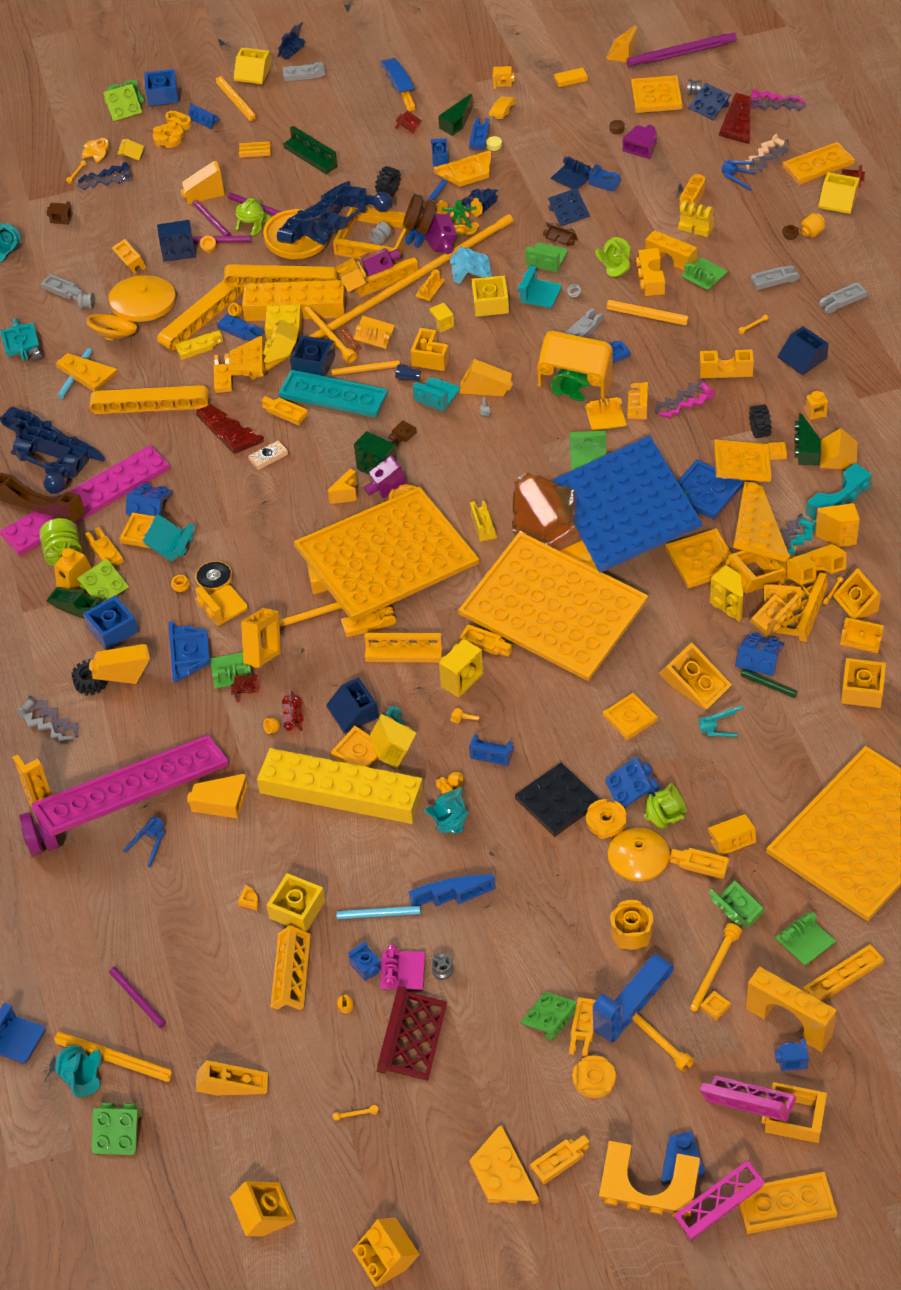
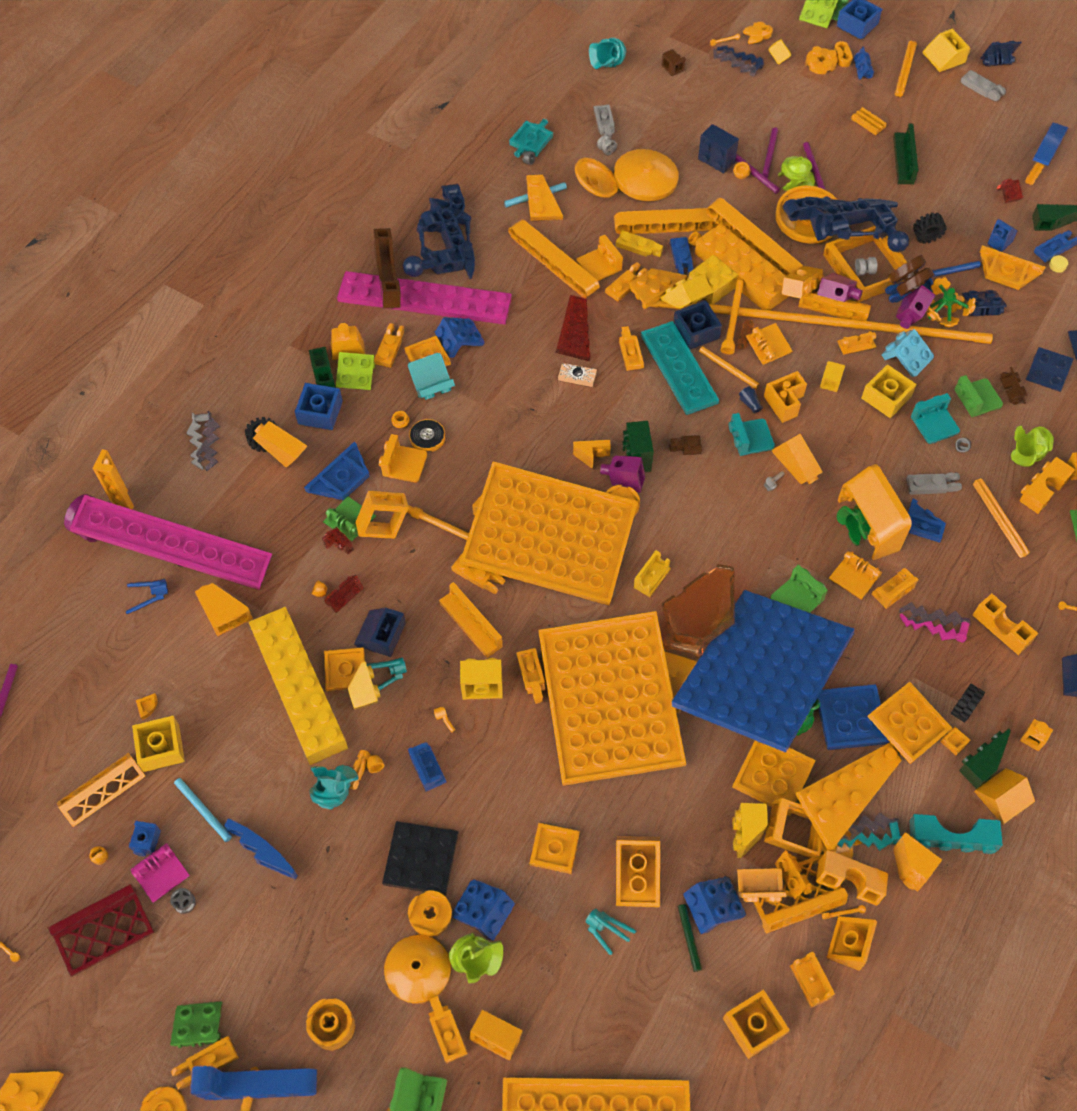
camera: 45 degrees right, 10 degrees up
(57, 536) = (362, 312): lime wheel -> none
(128, 255) = (675, 134): light orange hinge -> none
(187, 369) = (602, 261): none -> light orange bracket
(203, 184) = (793, 119): light orange slope -> none

